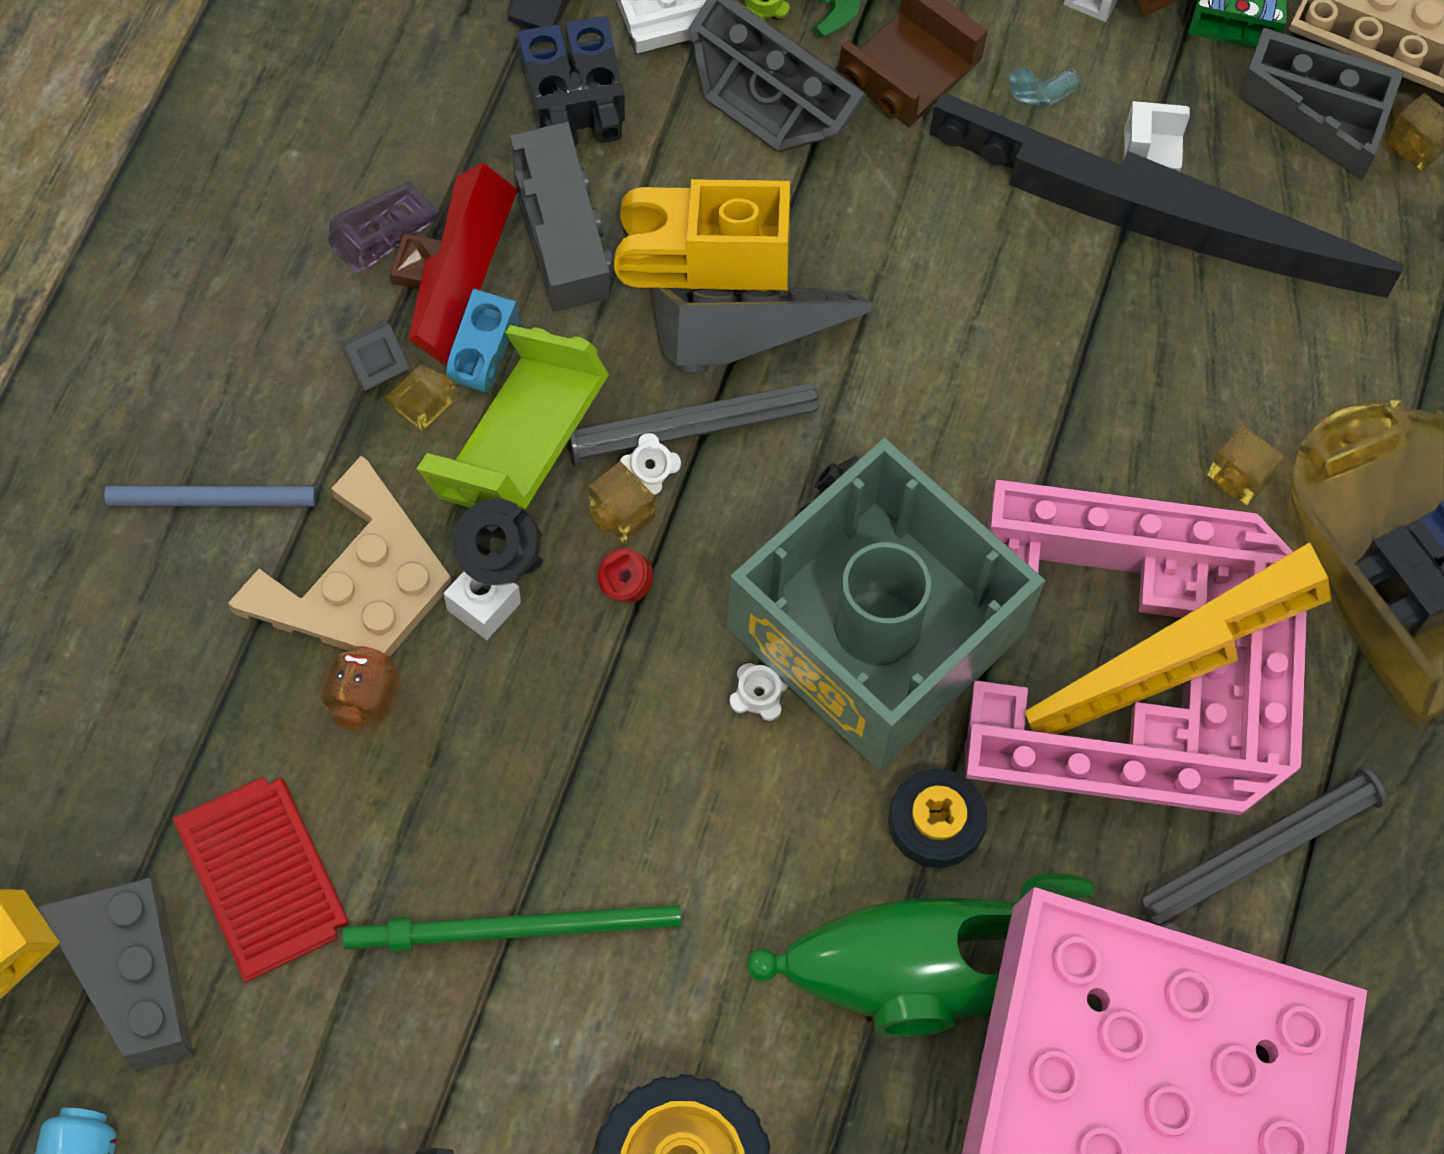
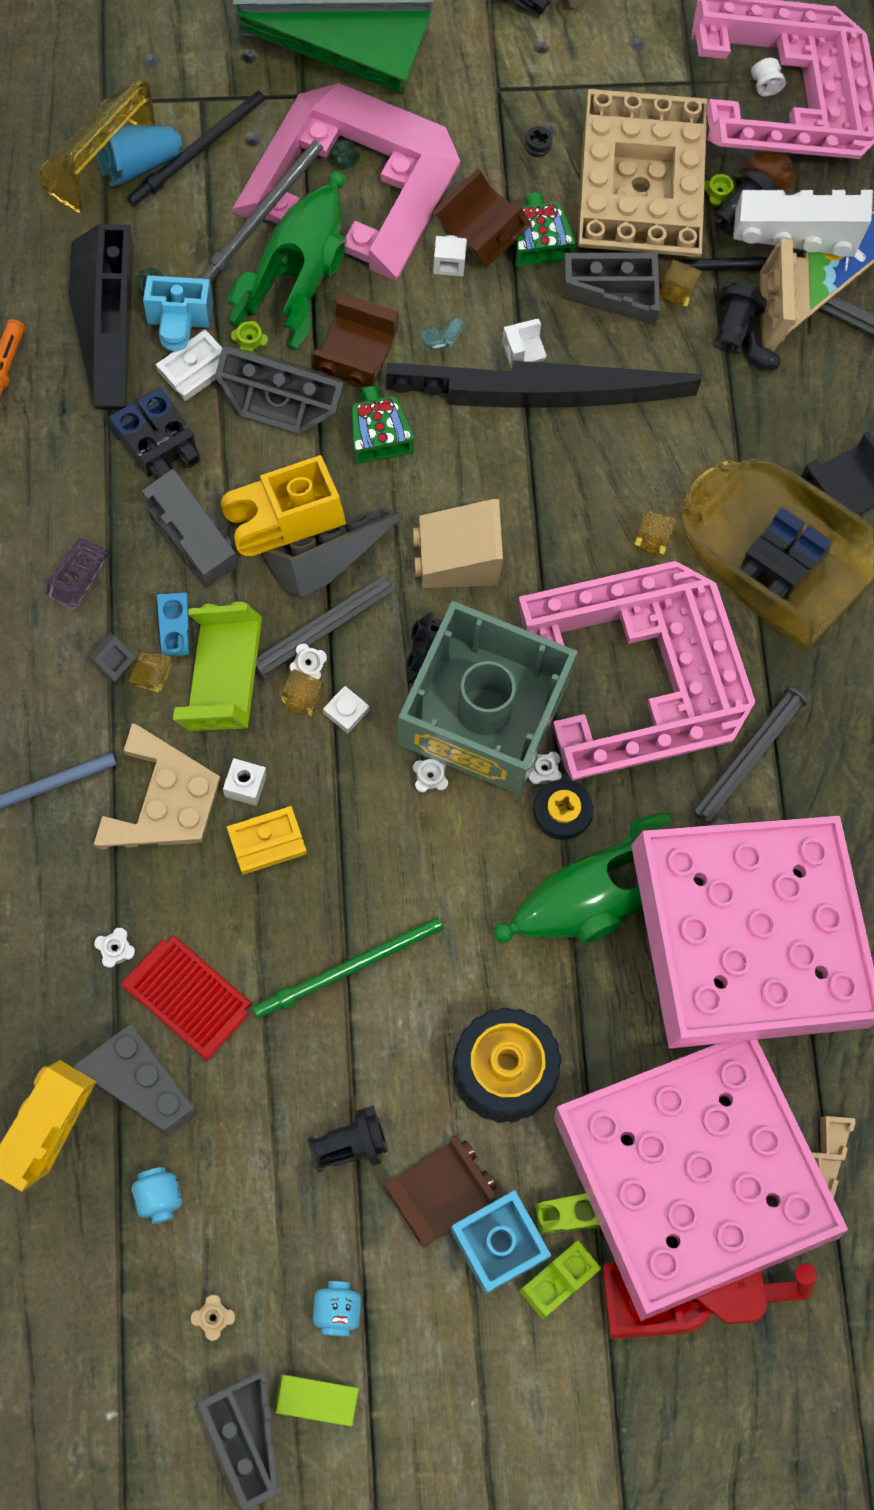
camera: 25 degrees left, 5 degrees up
(196, 775) = (124, 950): none -> white plate
(360, 688) = (198, 864): clear orange head -> none
(411, 258) = (112, 587): reddish brown tile -> none
(469, 240) = (139, 590): red slope -> none
(476, 693) = (266, 840): none -> yellow plate
(504, 522) = (249, 762): black piece -> none
(625, 575) = (323, 736): red tile -> none
(676, 551) = (346, 709): none -> white plate
(893, 180) = (379, 428): none -> torso
(926, 758) = (551, 774): none -> white plate
(939, 380) = (460, 546): none -> tan slope
(1190, 645) = (668, 654): yellow slope -> none

